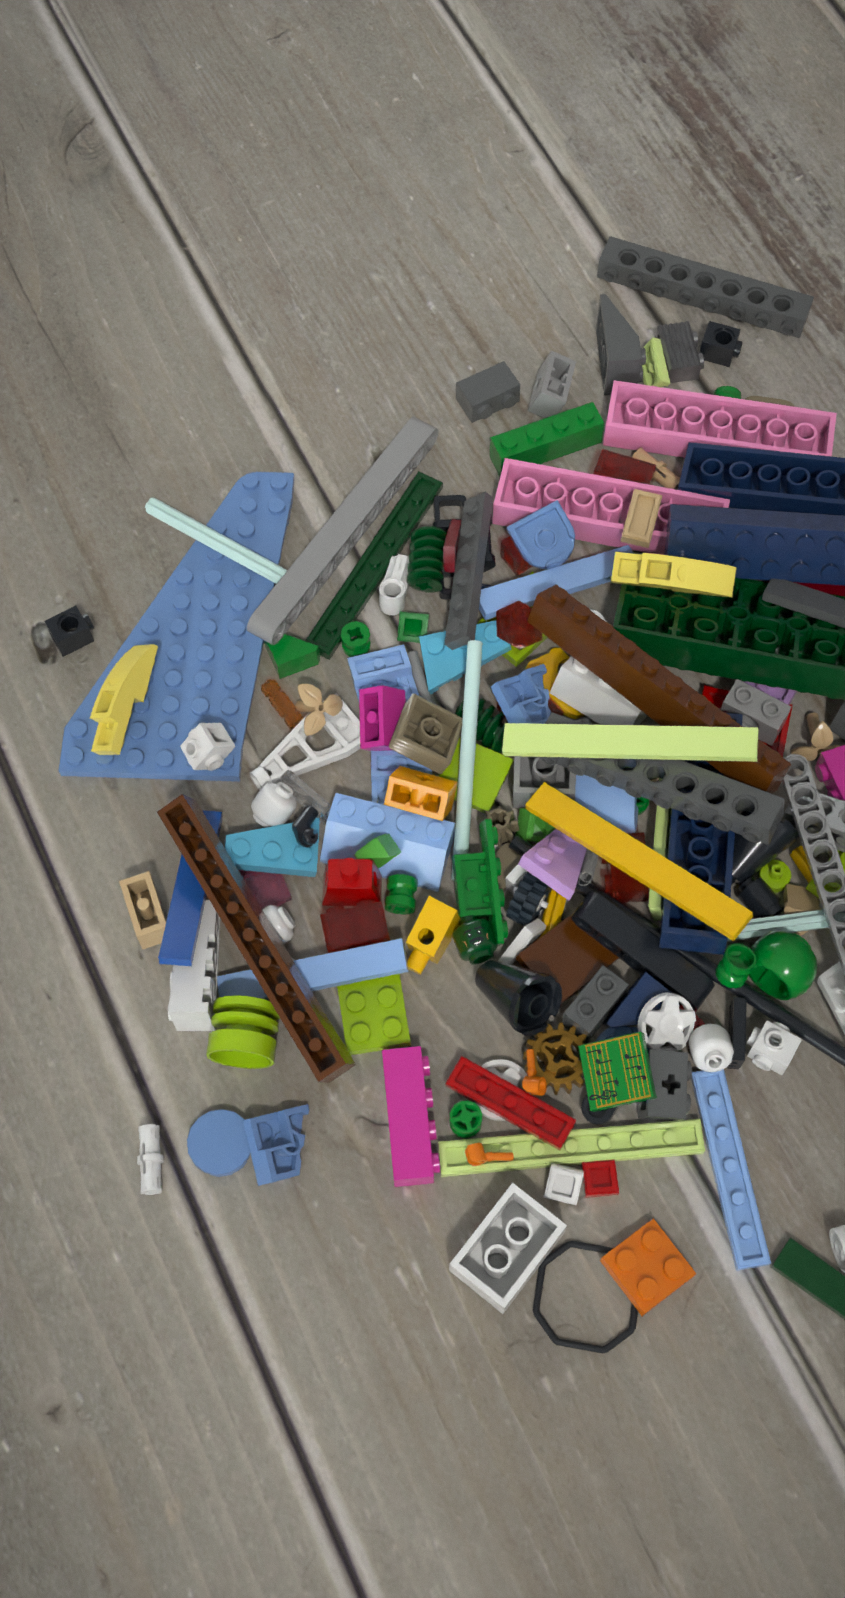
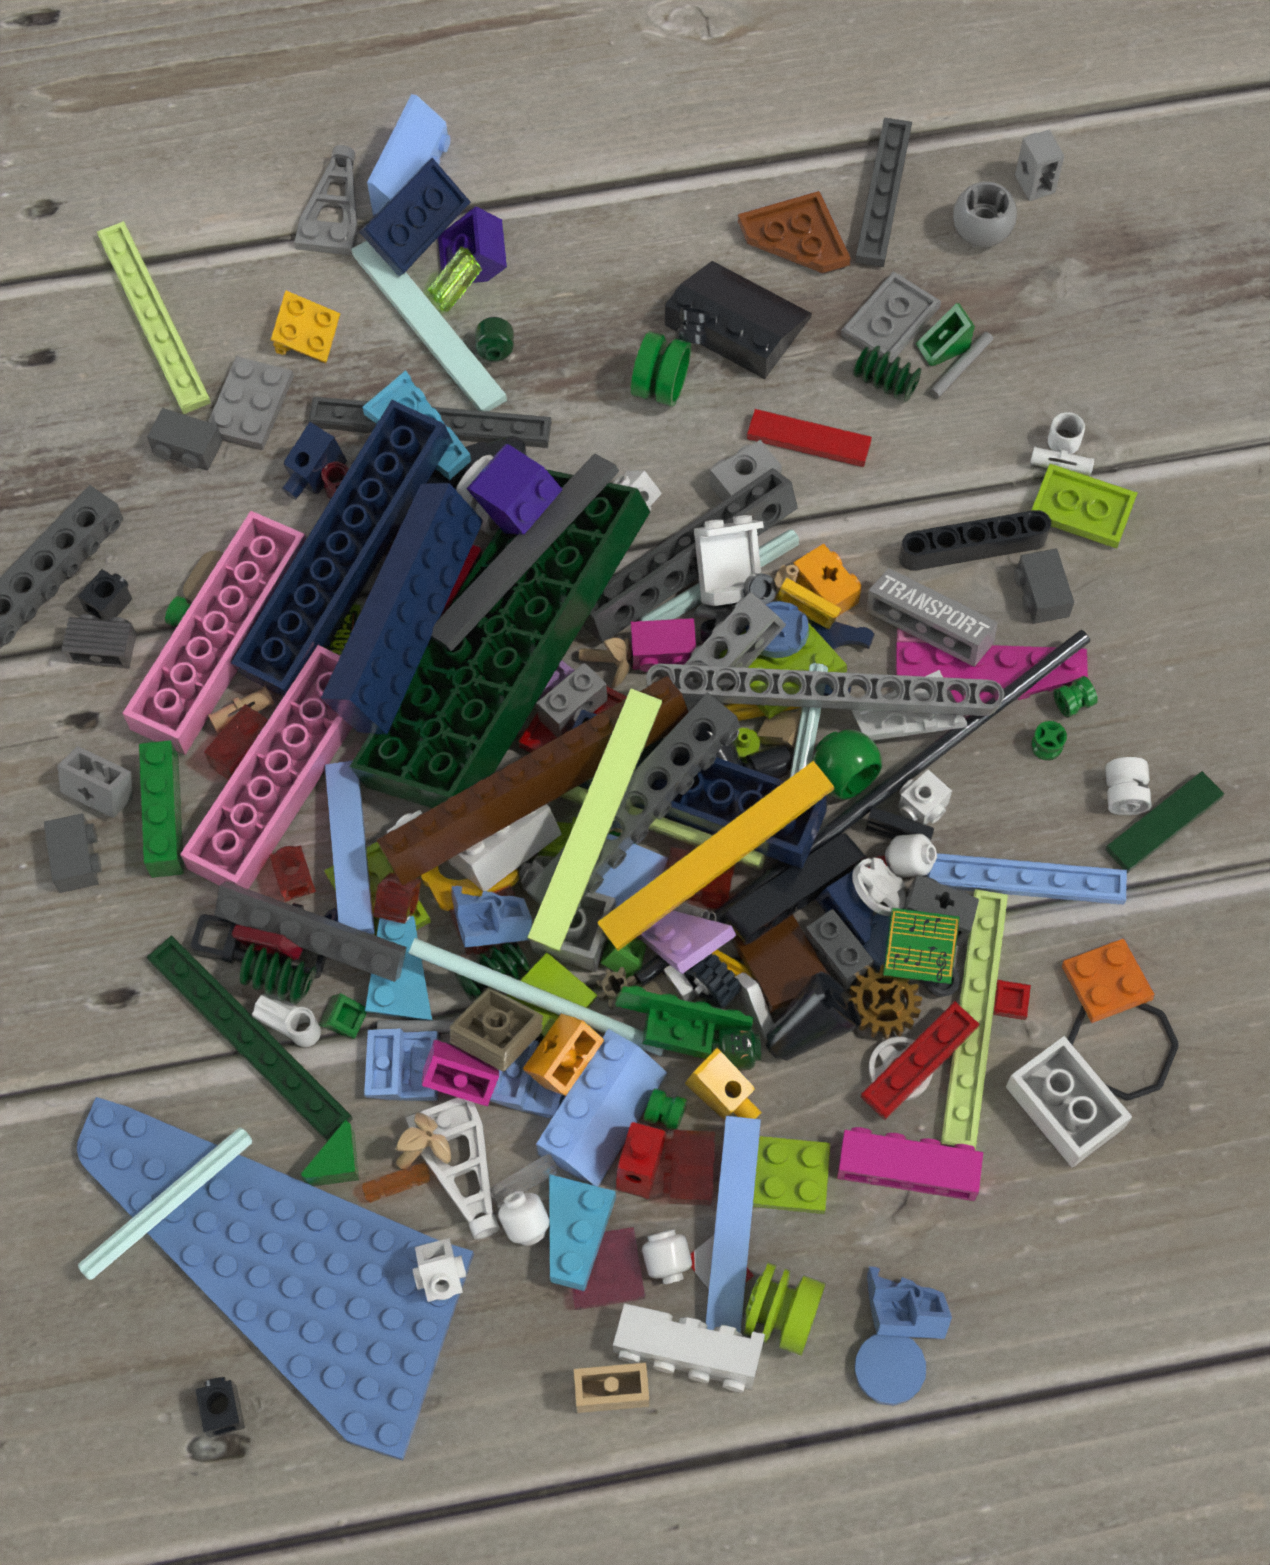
camera: 75 degrees left, 0 degrees up
(123, 686) = (339, 1358): light yellow slope -> none
(150, 1159) = (892, 1447): white pin -> none
(185, 911) = (602, 1328): blue tile -> none
(256, 939) = (686, 1266): reddish brown brick -> none
(302, 827) = (563, 1192): black arm -> none
(342, 531) = (204, 1056): light grey beam -> none
(358, 645) = (346, 1087): green wheel -> none
(380, 850) = (618, 1114): bright green slope -> none
(464, 1112) = (927, 1102): green wheel -> none
(477, 1156) = (967, 1106): orange hand -> none
(531, 1082) = (910, 1030): orange hand -> none
(544, 537) = (296, 841): medium blue tile -> none
(564, 1184) = (1011, 1034): white tile -> none
(618, 347) = (75, 699): dark grey slope -> none
(641, 518) = (312, 736): tan tile -> none
(655, 369) = (109, 668): yellowish green tile -> none
(674, 573) = (402, 723): light yellow slope -> none
(735, 965) = (842, 804): green wheel -> none

